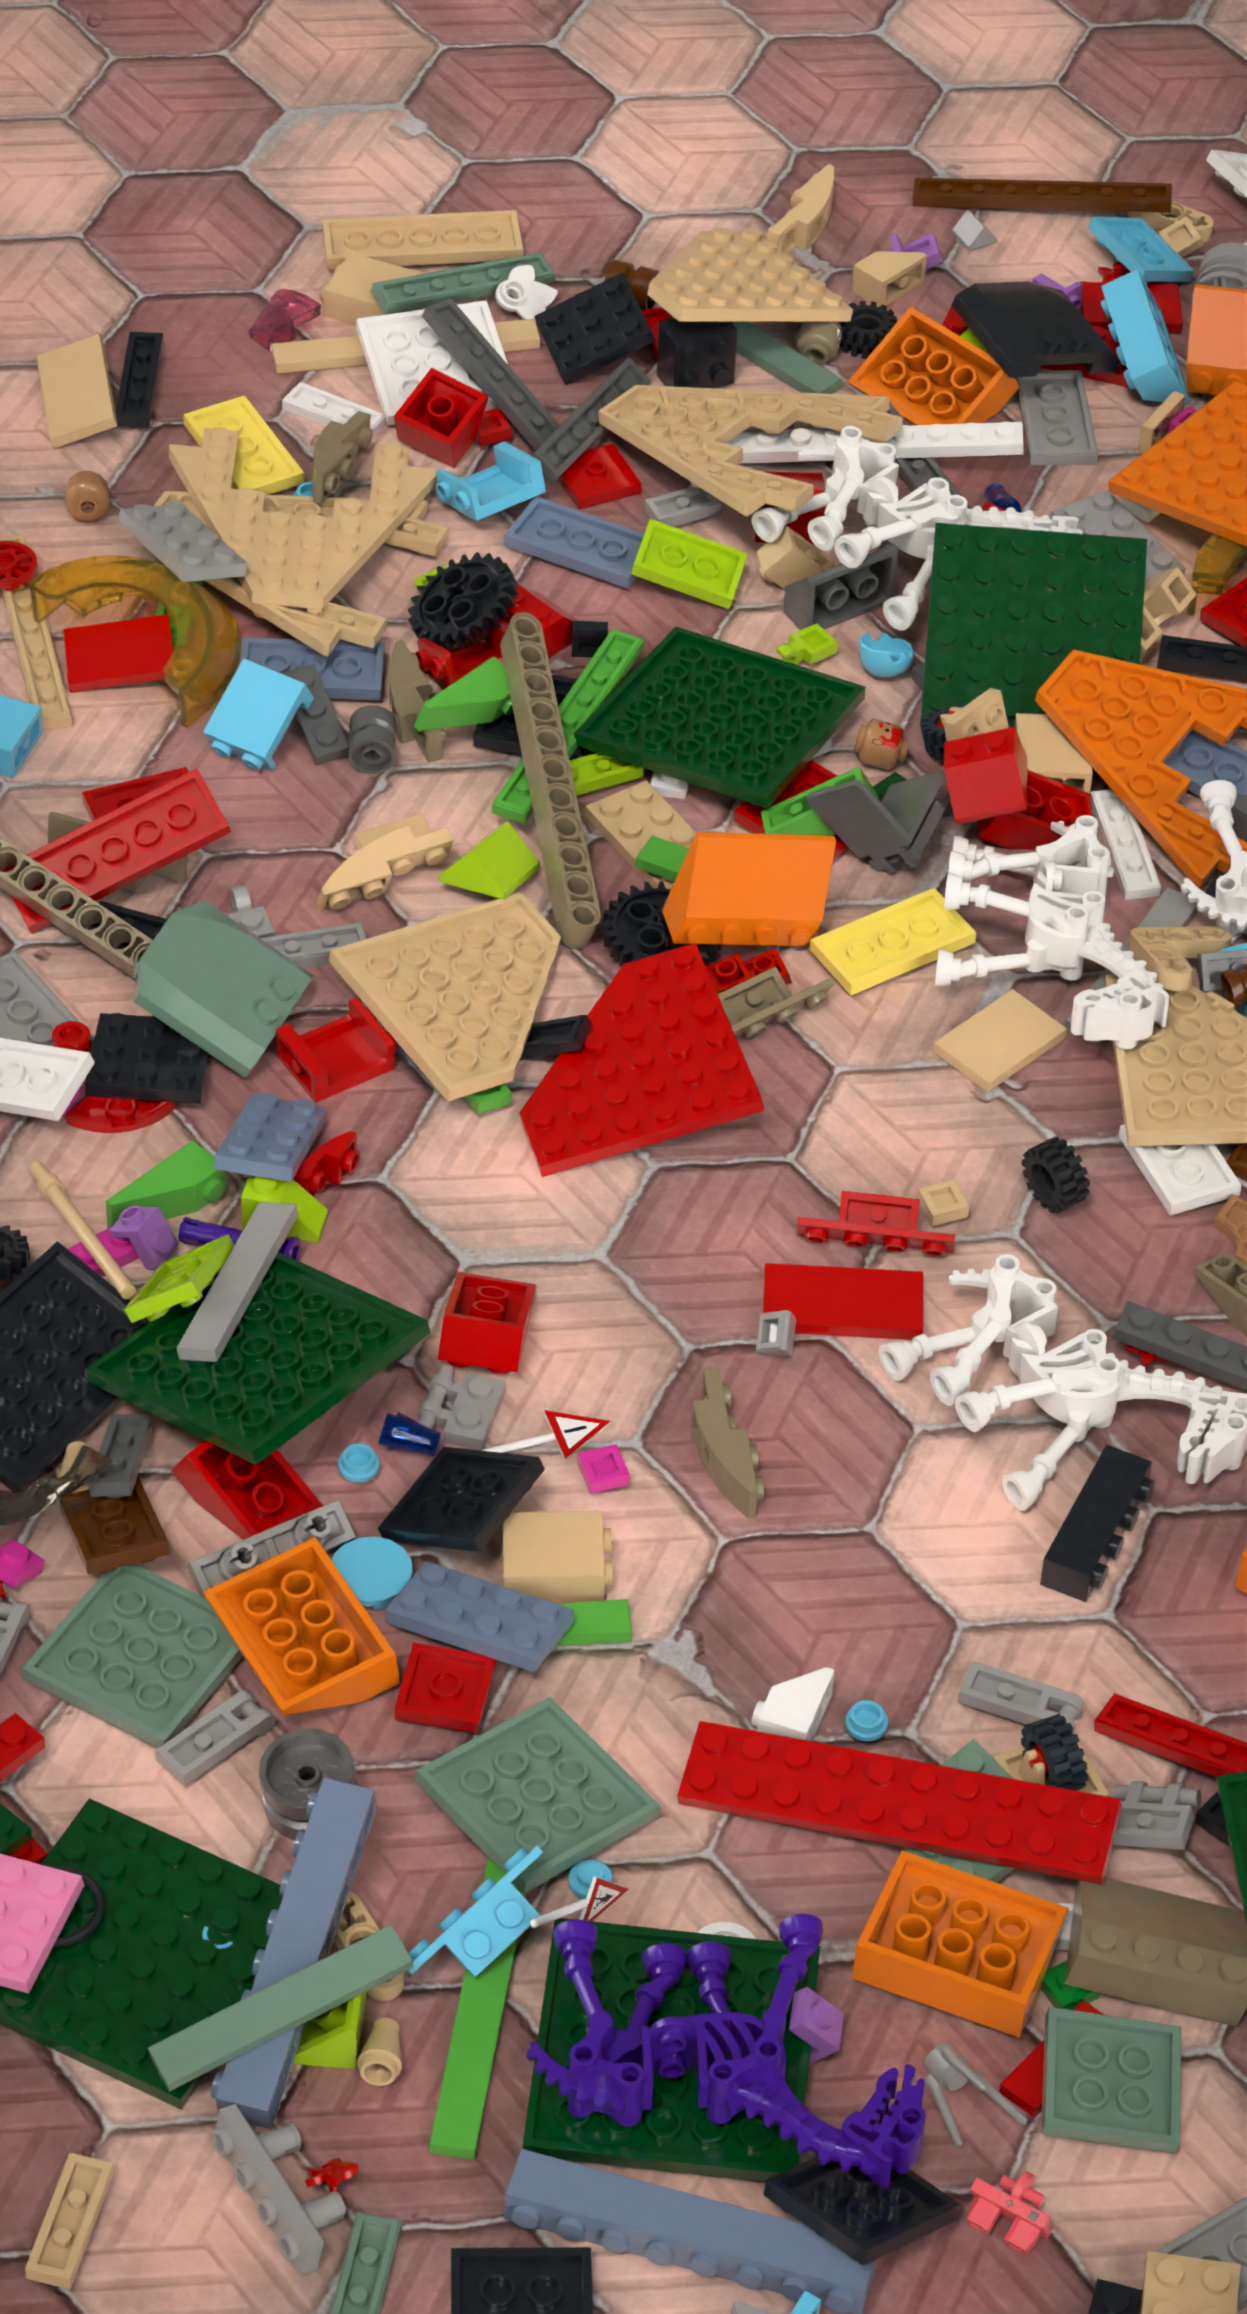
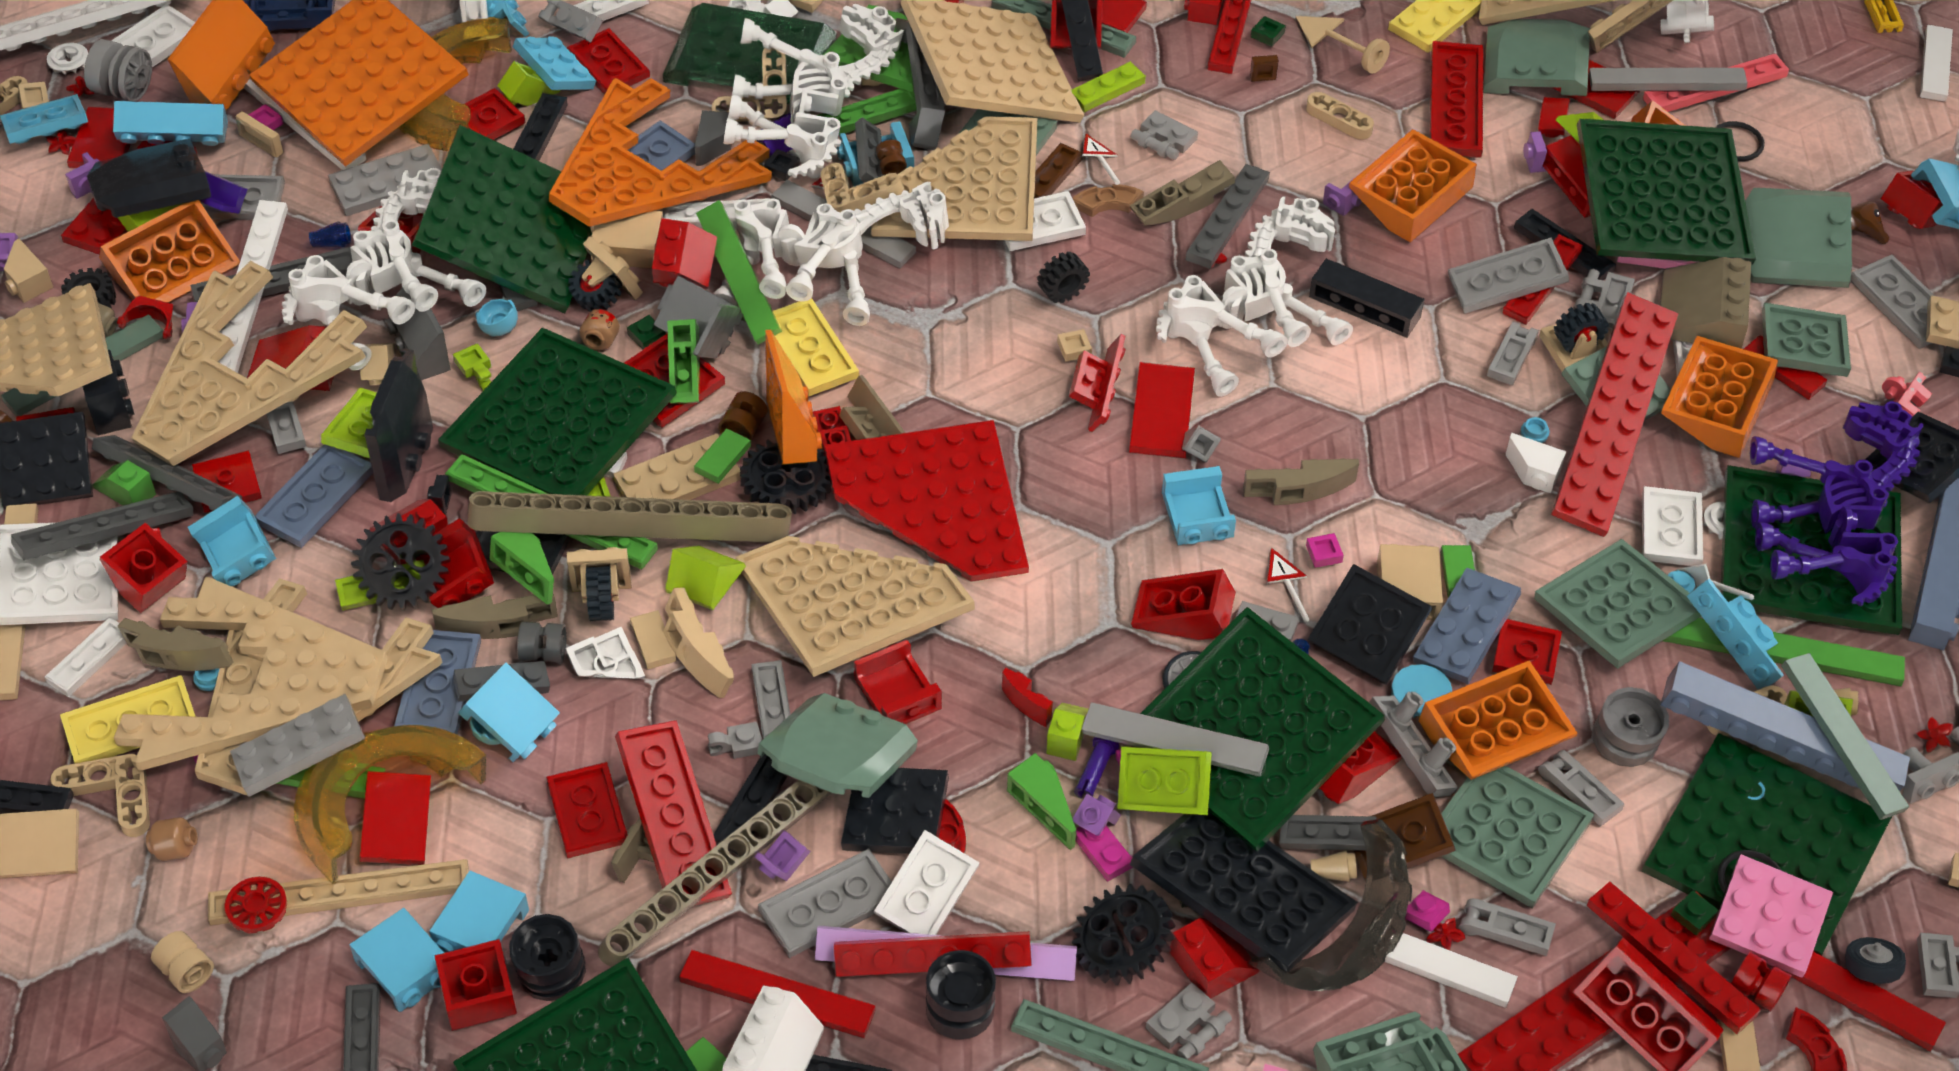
camera: 85 degrees left, 5 degrees up
(53, 1191) = (1037, 880): tan bar -> none
(72, 963) = (782, 857): none -> medium lavender bracket
(72, 1036) = (875, 861): red tile -> none
(119, 469) = (115, 779): none -> tan beam
(271, 1137) = (1006, 722): sand blue plate -> none
(363, 799) = (605, 657): none -> white slope
(454, 771) = (599, 578): none -> plate
(556, 1036) = (902, 538): black tile -> none
(567, 394) = (126, 483): none -> bright green slope
(660, 564) = (400, 427): none -> black wedge
(664, 1337) = (1197, 506): none -> medium azure panel
(697, 1875) = (1672, 526): none -> white plate
(843, 365) = (156, 309): none -> red helmet
(953, 2071) = (1807, 414): light grey plant -> none
(998, 840) = (739, 272): none -> bright green tile
(1000, 1040) = (912, 301): tan tile -> none
(1034, 396) = (224, 194): none -> dark purple panel
(1173, 1692) = (1508, 275): none -> light grey tile

